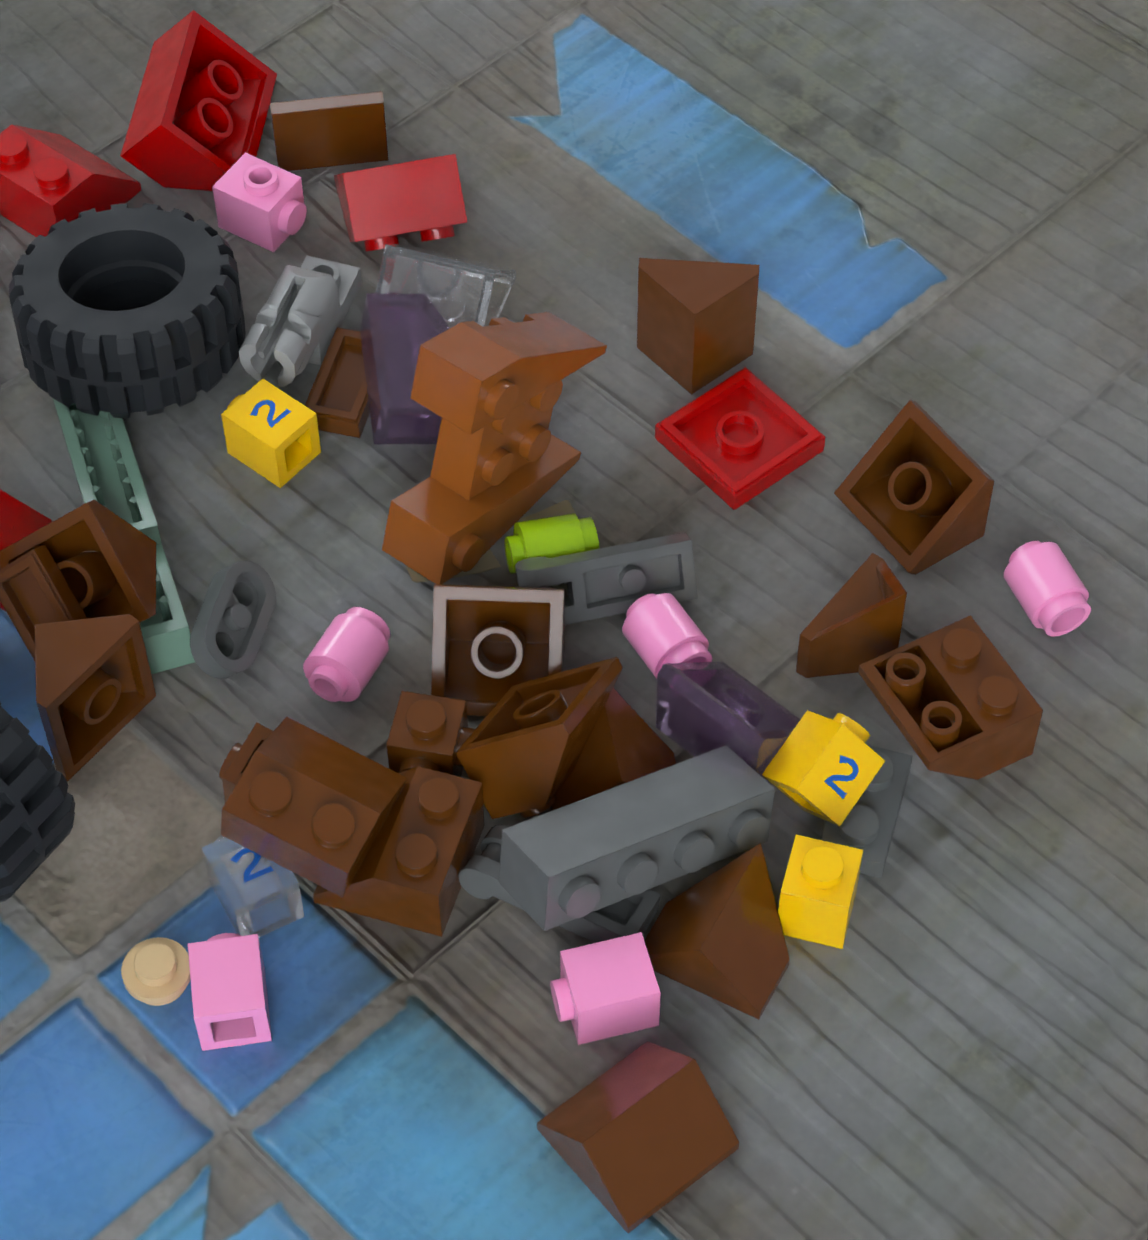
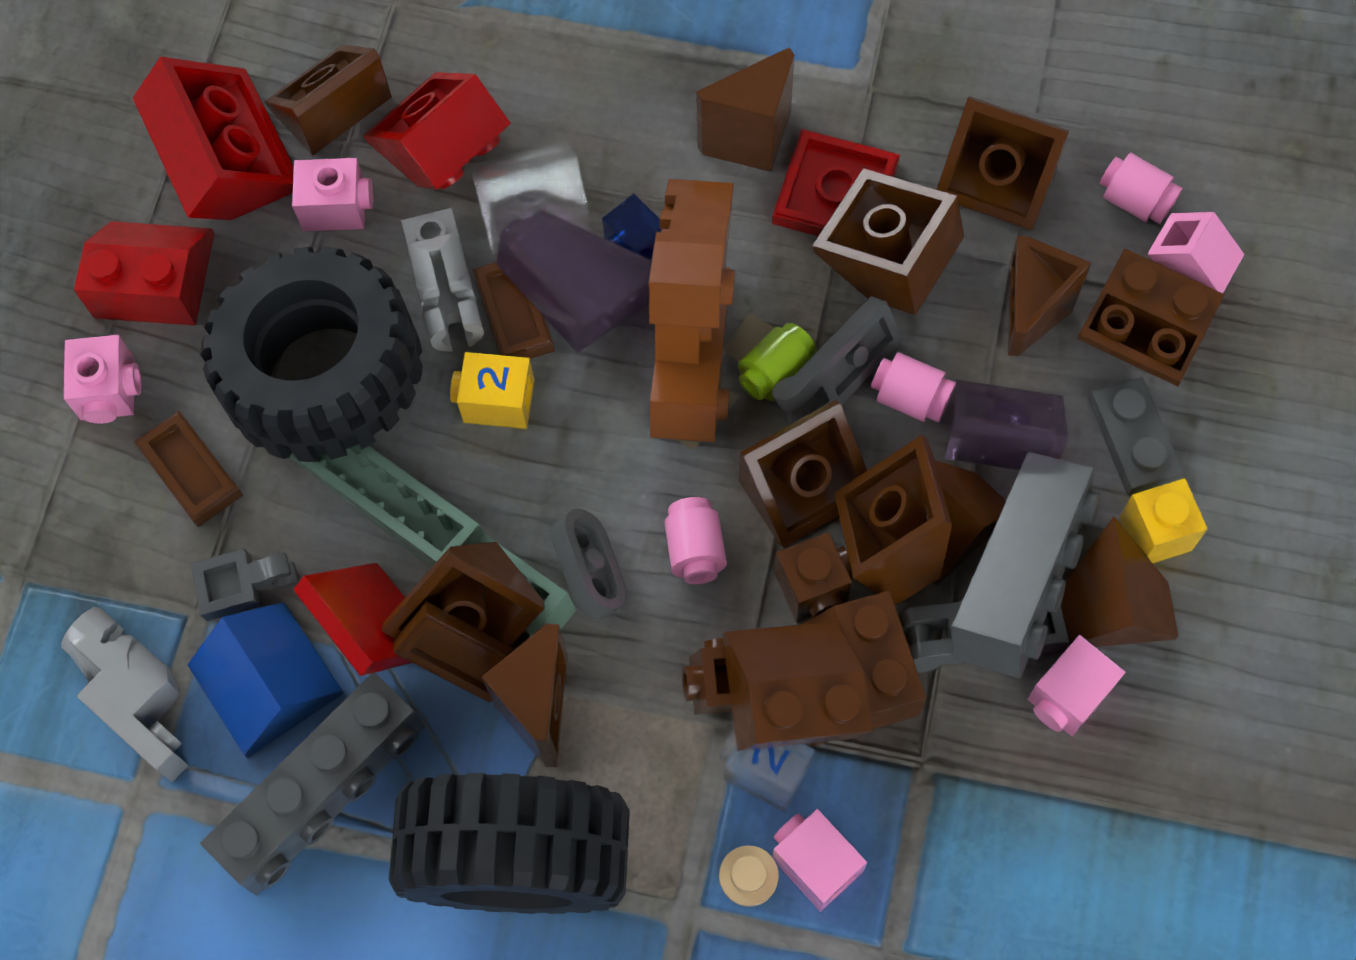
camera: 30 degrees left, 15 degrees up
(641, 1132) = (1164, 775): reddish brown slope -> none
(749, 498) = (892, 238): none -> reddish brown slope
(825, 765) = (1105, 425): yellow brick -> none
(1055, 667) = (1198, 249): none -> bright pink brick

